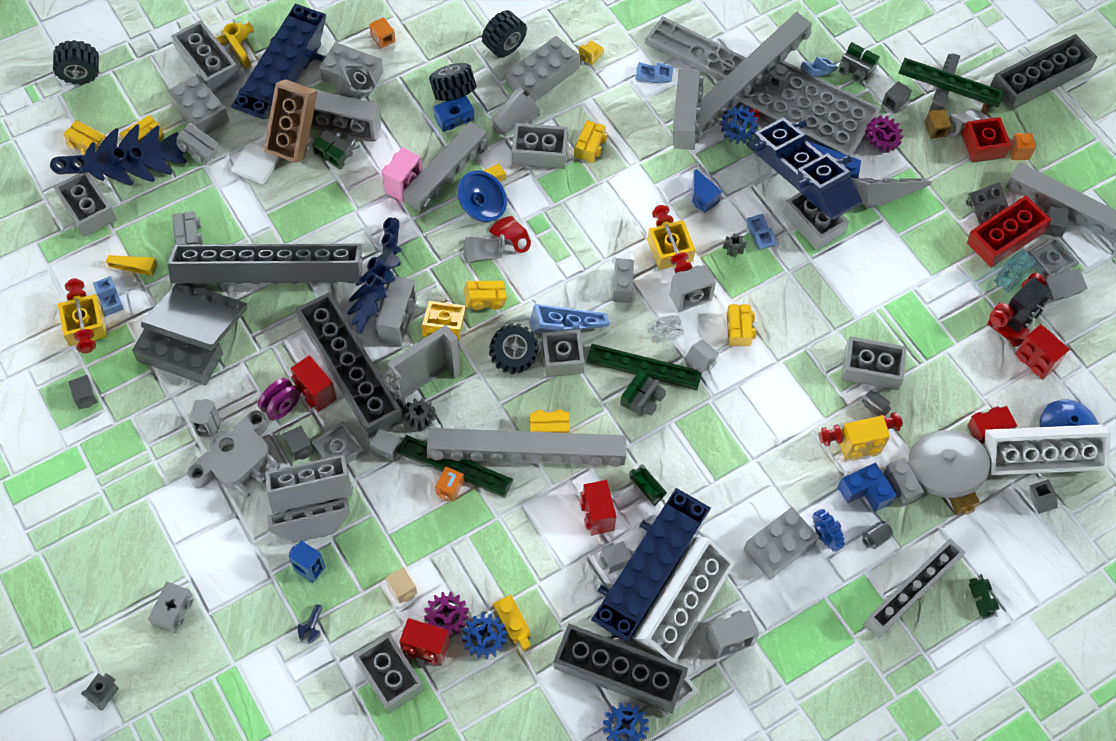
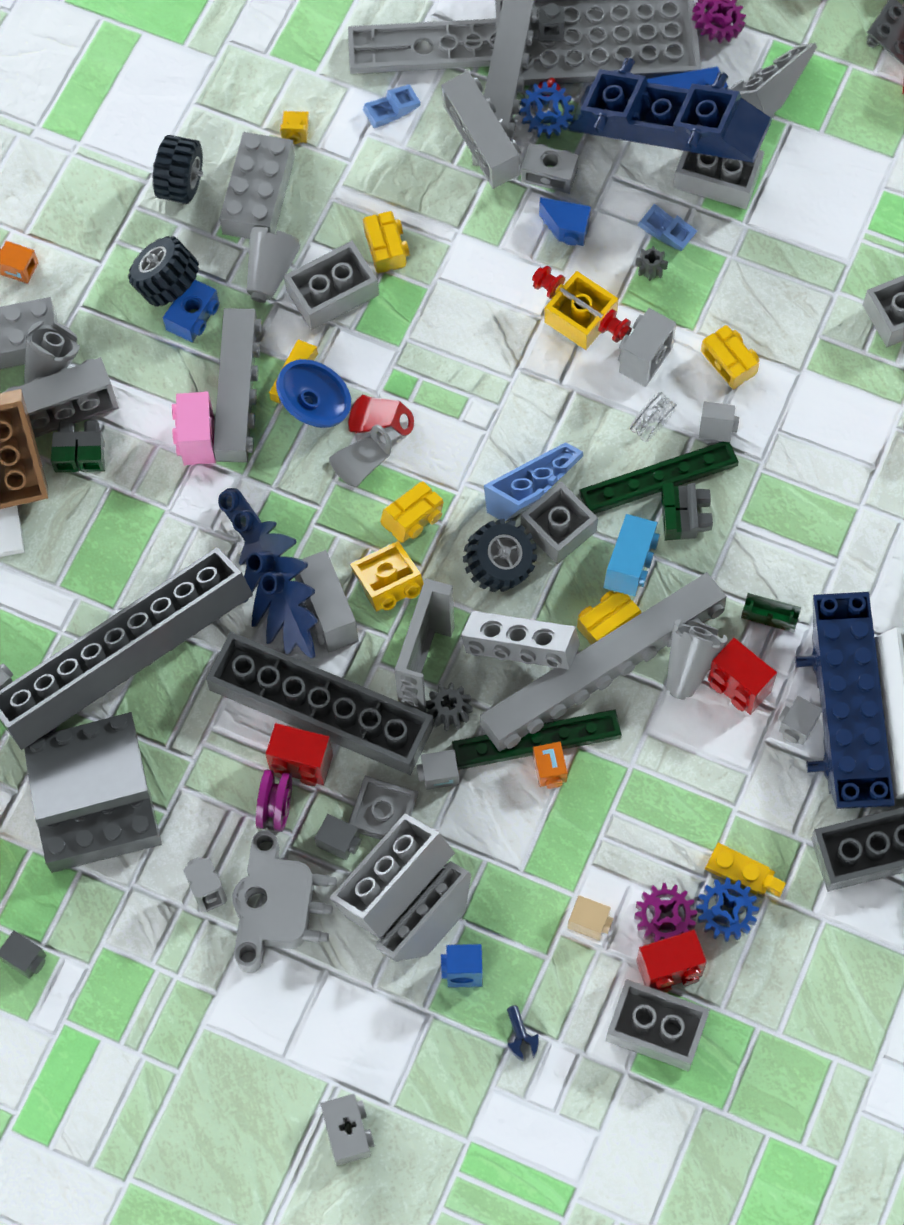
camera: 30 degrees left, 5 degrees up
(486, 402) = (520, 640): none -> light grey brick
(578, 471) = (691, 656): none -> light grey cone
(588, 397) = (632, 555): none -> dark azure brick
(623, 280) = (558, 389): light grey brick -> none
(717, 157) = (558, 178): none -> light grey brick

